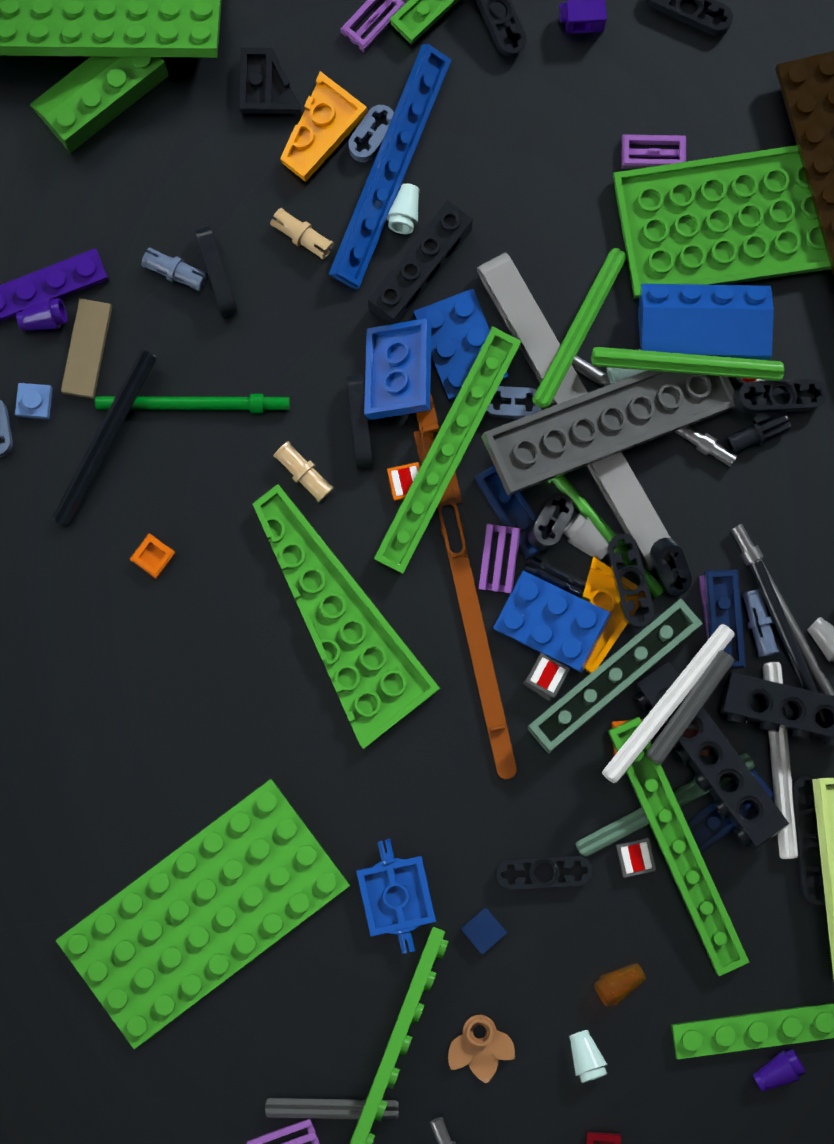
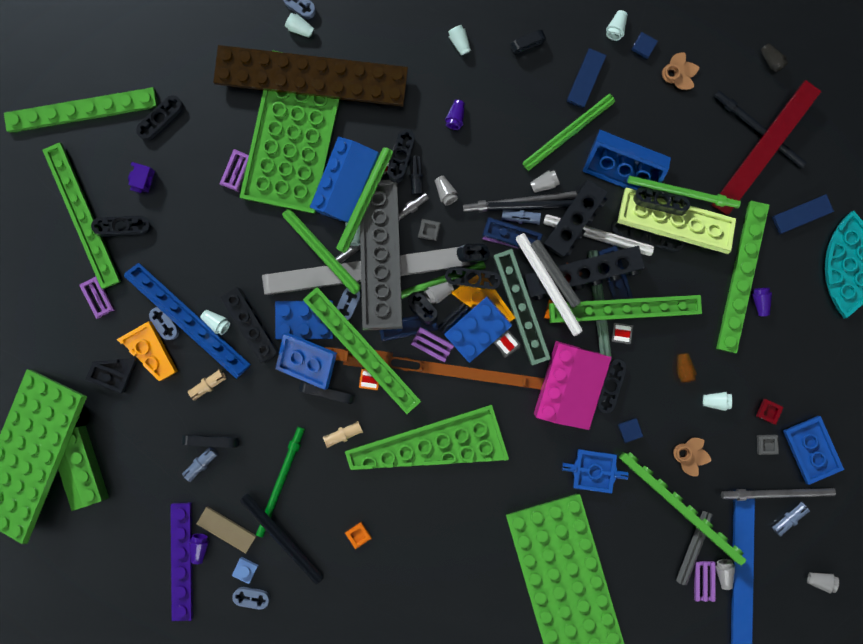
camera: 65 degrees left, 5 degrees up
(519, 807) = (572, 386): none -> dark pink slope
(679, 486) = (429, 230): none -> dark grey tile
(752, 489) = (446, 191): none -> light grey cone

